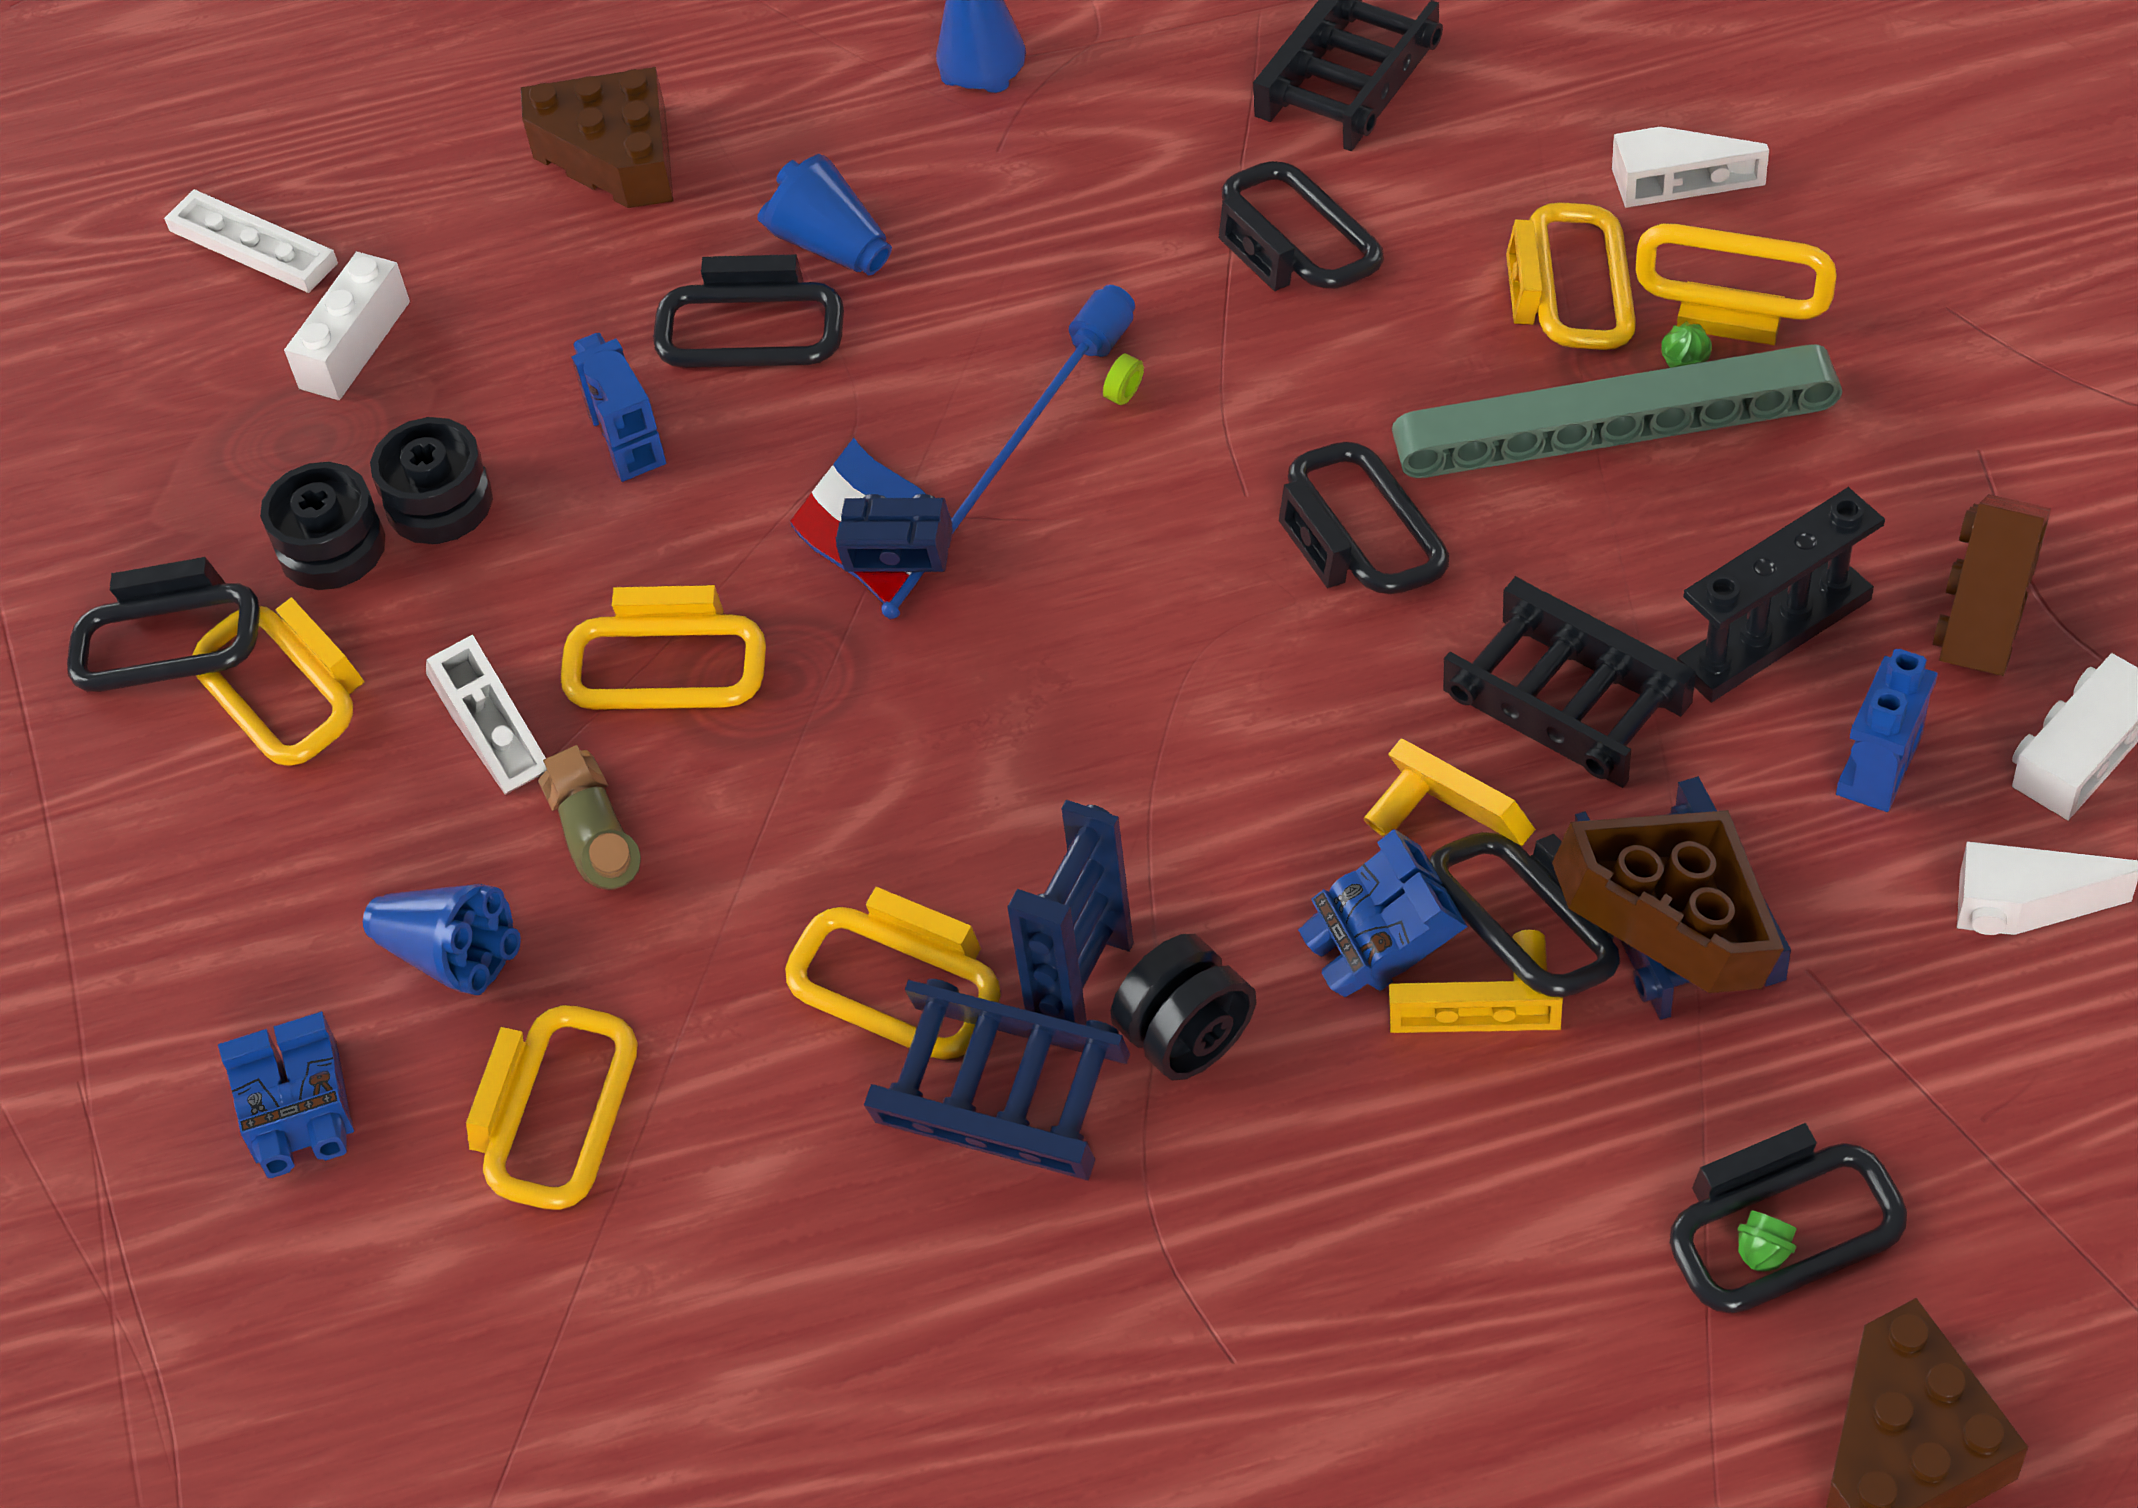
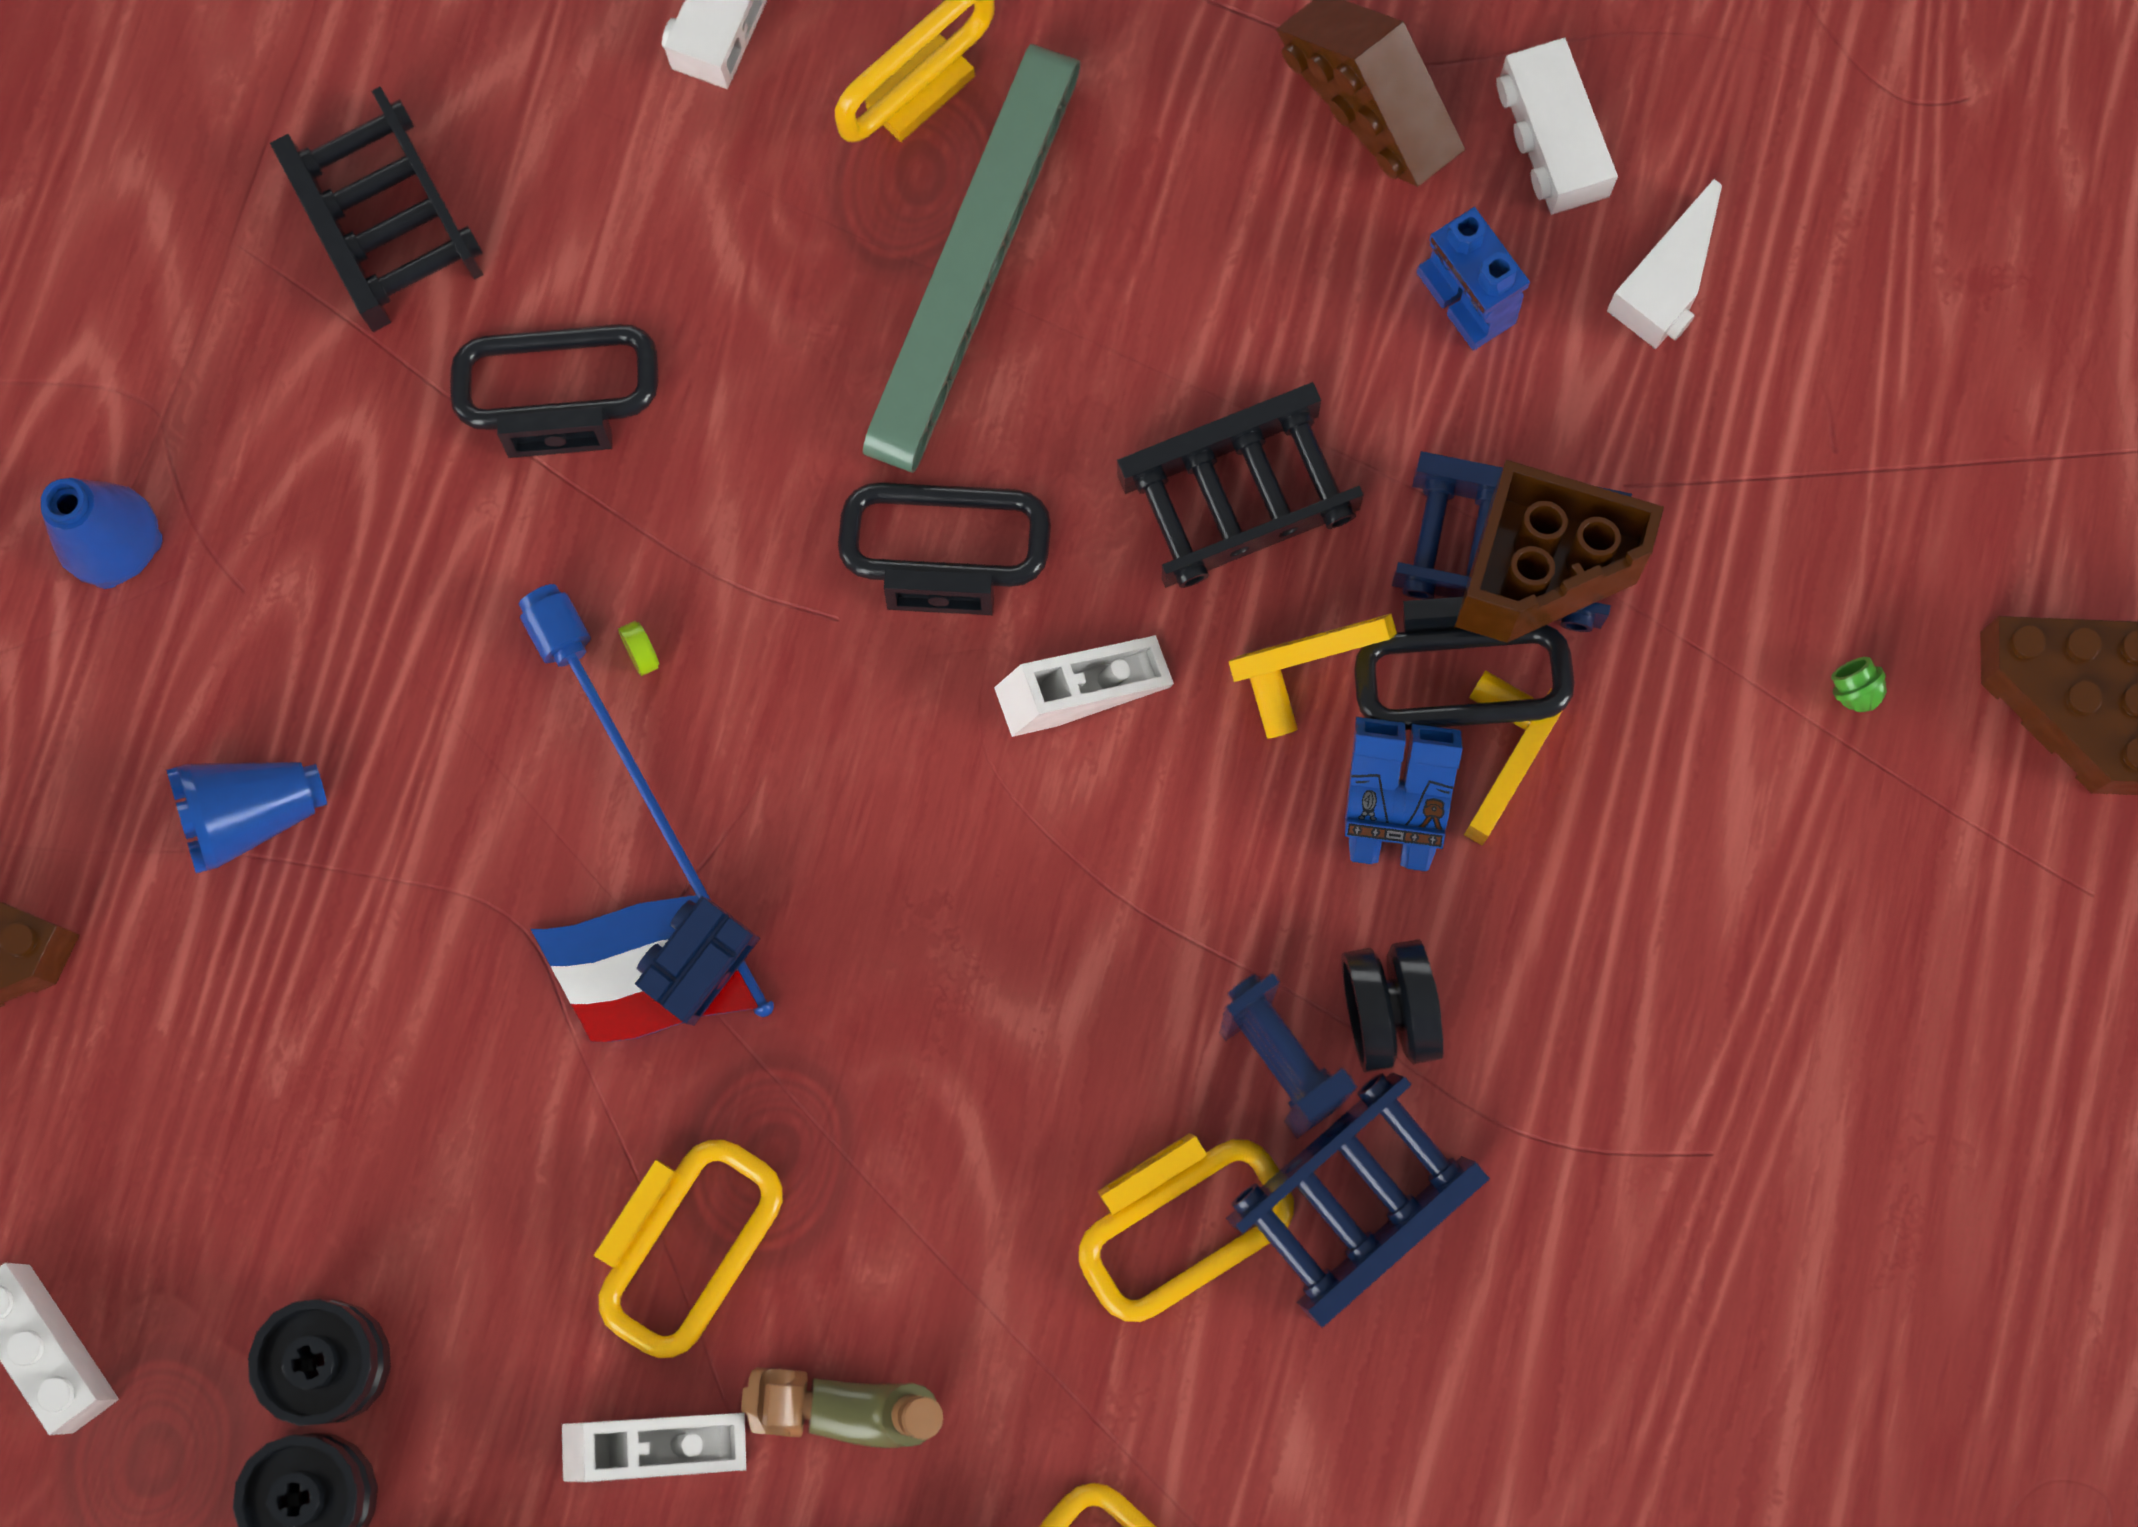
camera: 60 degrees left, 25 degrees up
(618, 405) = (351, 1134): blue hips -> none
(742, 281) = (270, 921): black bar -> none
(1310, 664) = (1081, 684): none -> white slope
(1533, 279) = (767, 223): yellow bar -> none
(1686, 345) = (938, 150): bright green plate -> none
(1765, 1172) = (1800, 658): black bar -> none
(1780, 593) = (1287, 263): black fence -> none

